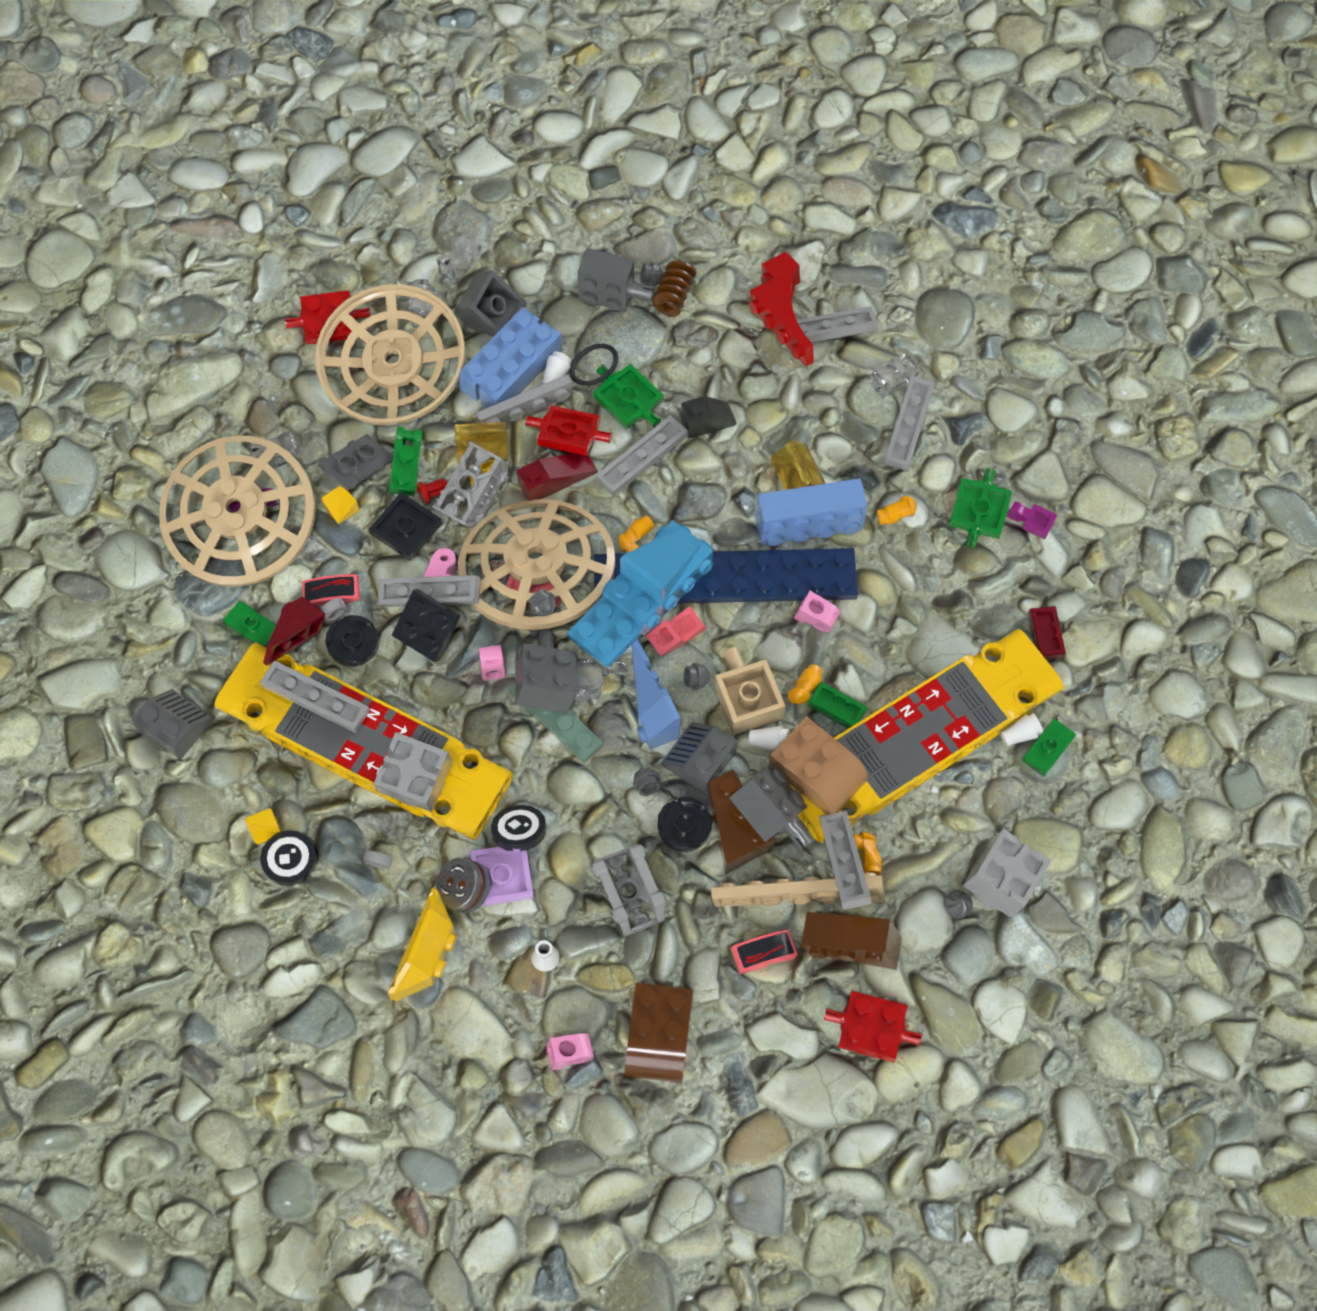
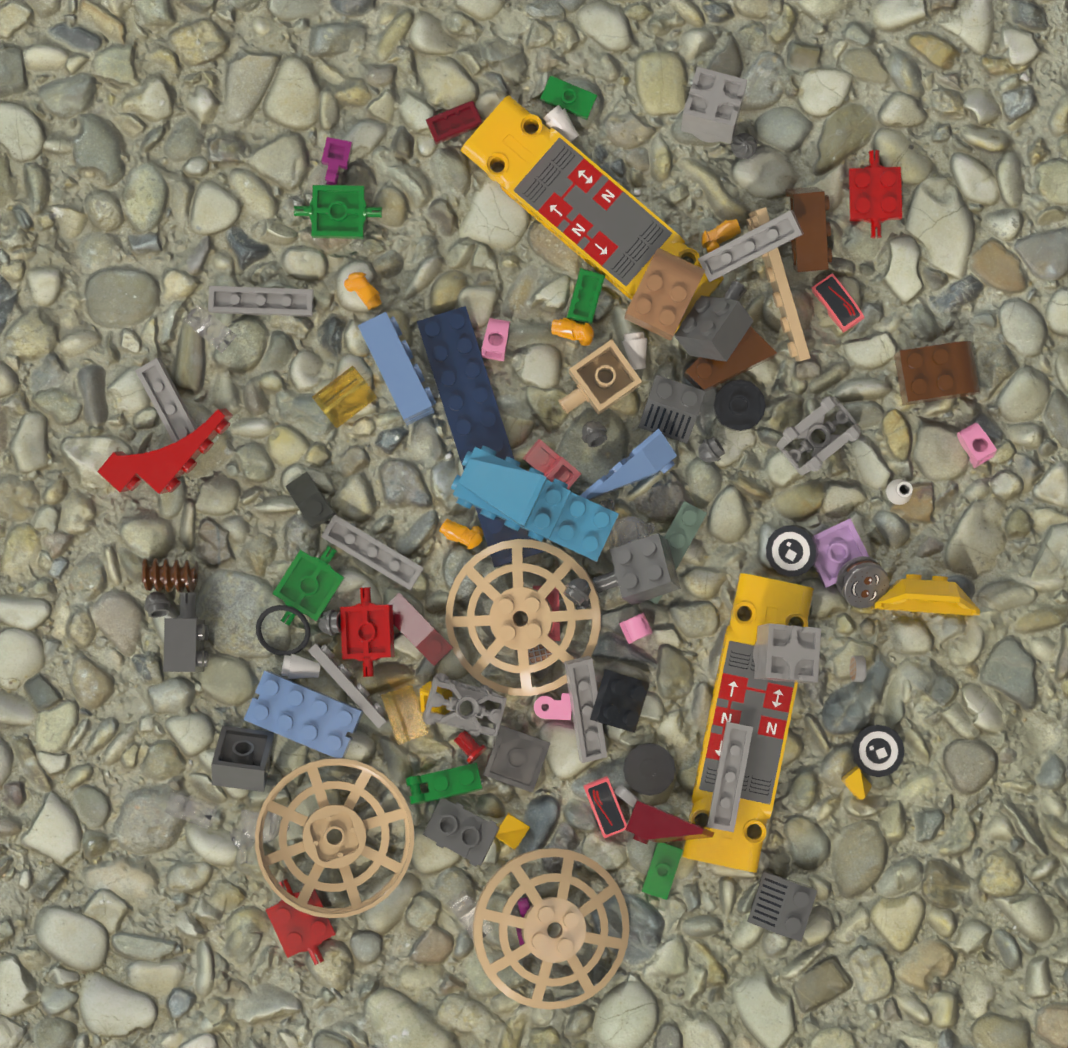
camera: 105 degrees left, 20 degrees up
(588, 404) = (330, 622): none -> dark grey plate

